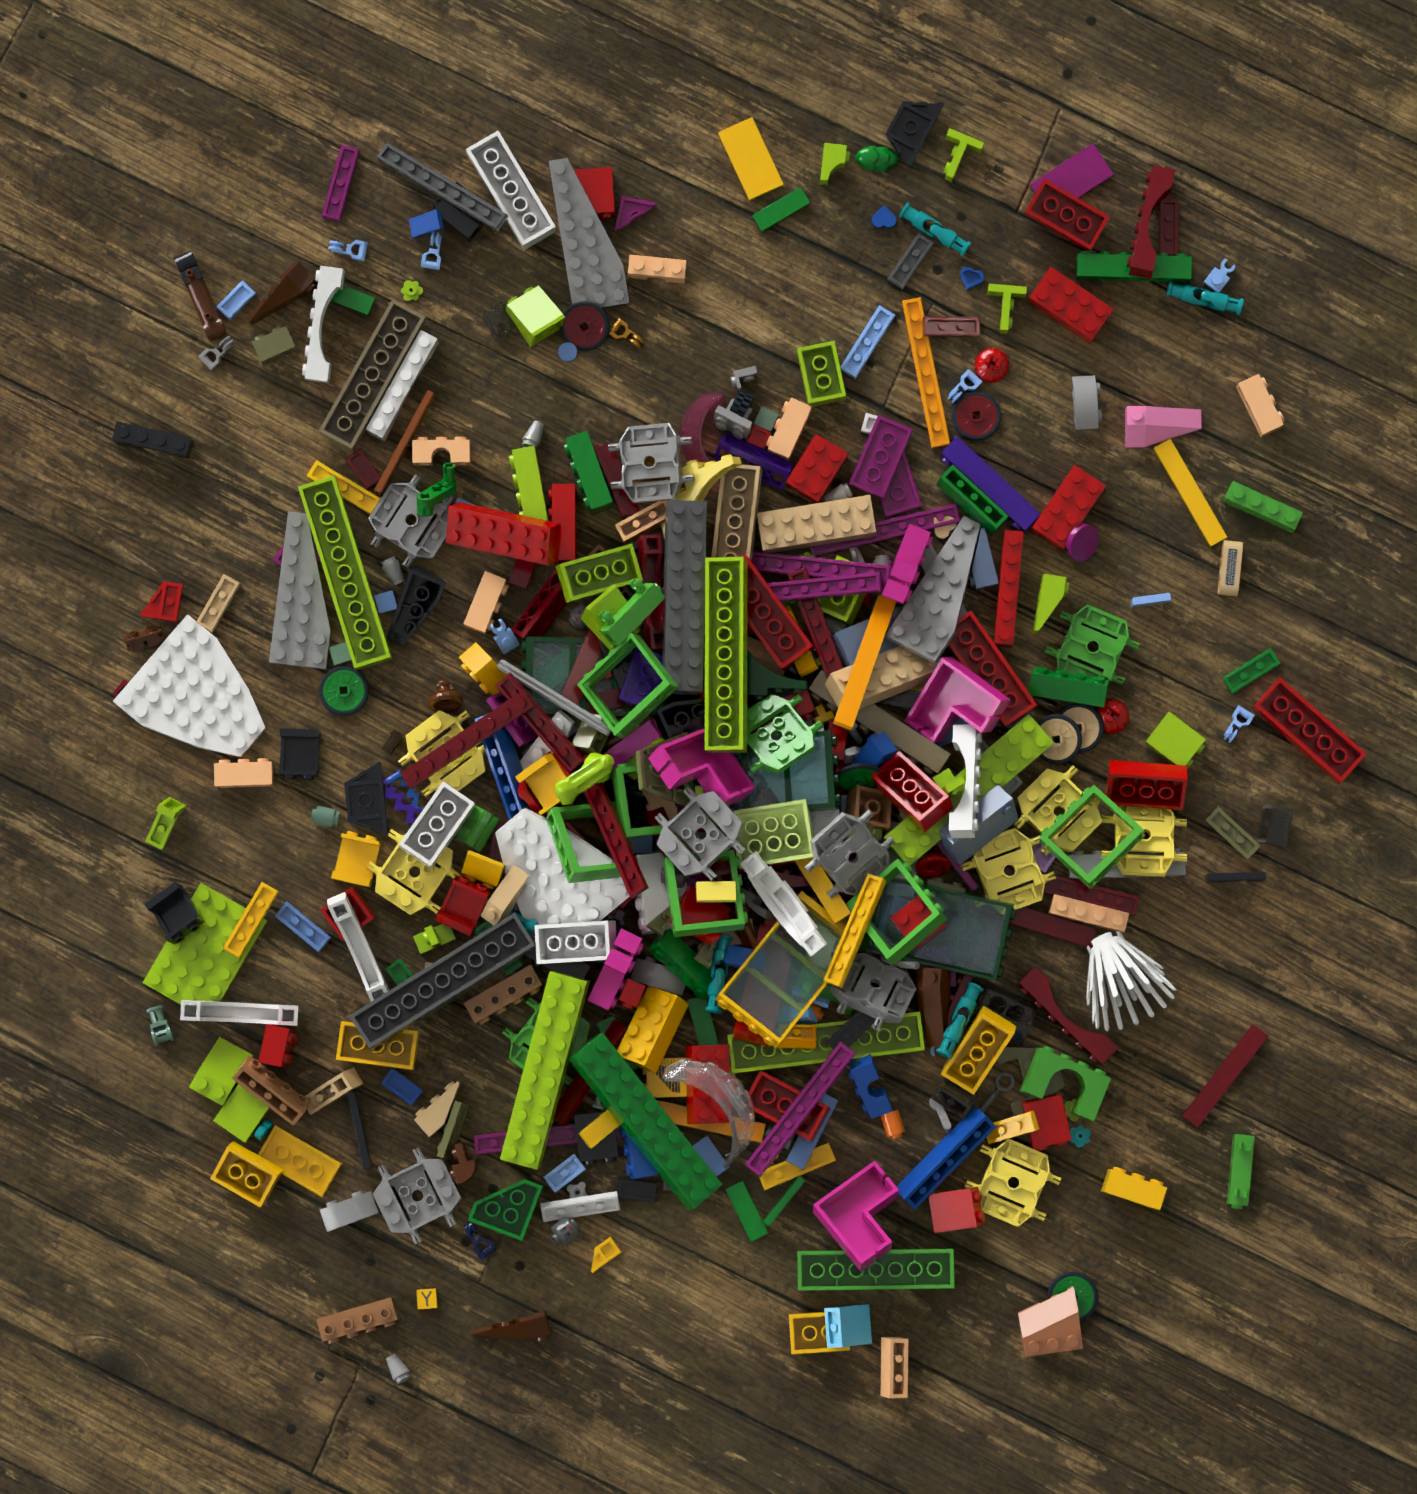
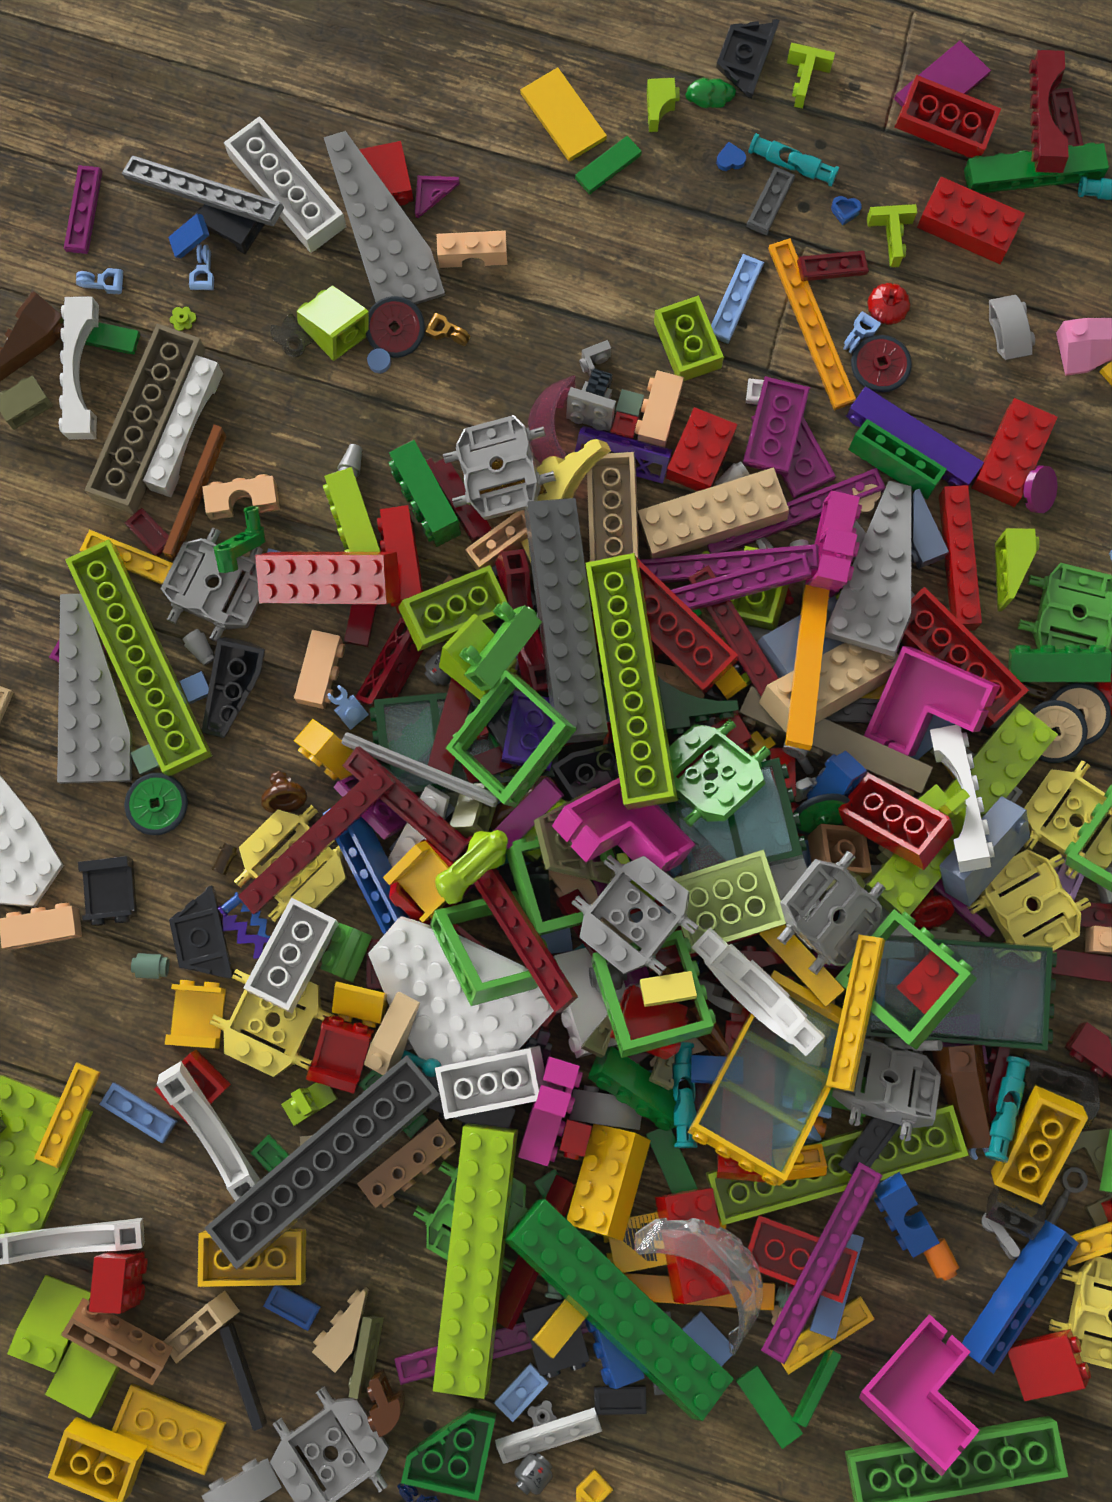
camera: 10 degrees left, 5 degrees down
(263, 1130) = (115, 1395): teal tile -> none

